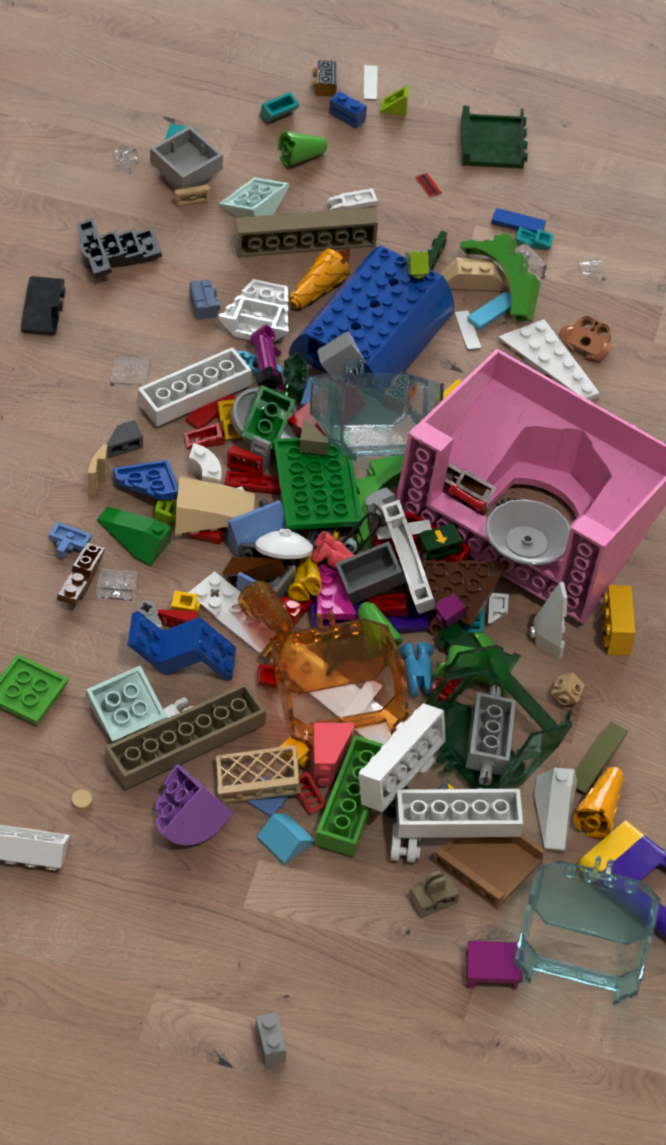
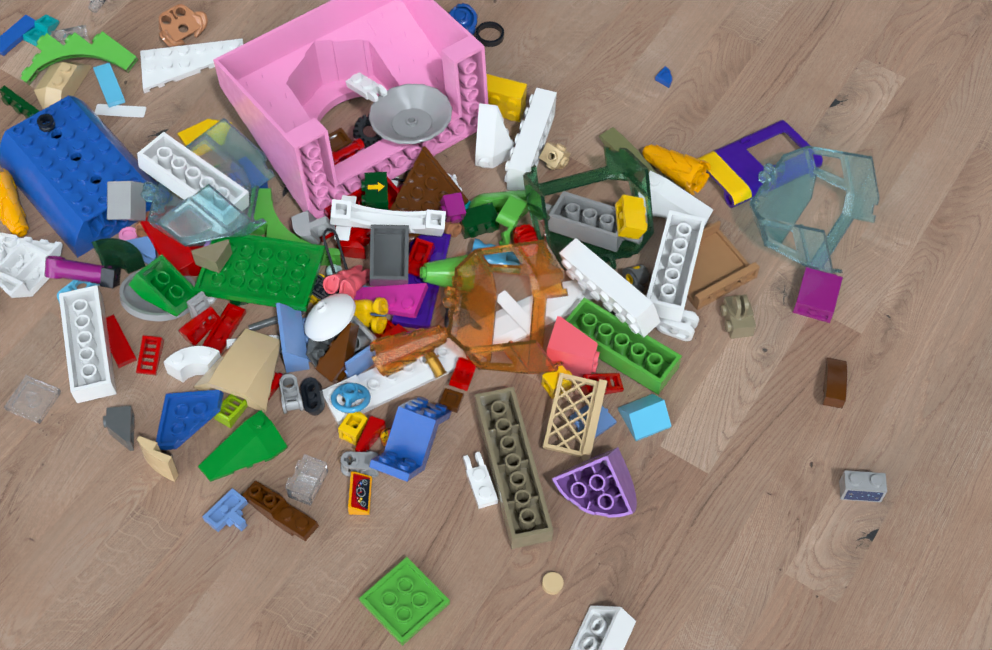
camera: 70 degrees left, 5 degrees up
(115, 629) = (359, 494): none -> slope
(125, 704) = (460, 511): light aqua slope -> none
(201, 549) = (291, 396): none -> light grey piece
(205, 566) = (312, 398): none -> black plate
(211, 589) = (351, 394): none -> dark azure piece
(224, 413) = (137, 328): yellow slope -> none
(244, 674) = (452, 399): none -> reddish brown tile
(379, 392) = (186, 172): none -> white brick
(387, 997) = (835, 383): none -> reddish brown slope
(400, 264) = (45, 118): none -> black bush
(417, 263) = (50, 102): lime slope -> none
(494, 756) = (630, 217): none -> yellow brick
(549, 489) = (366, 87): none -> white hinge
(590, 661) = (531, 138): none -> white brick

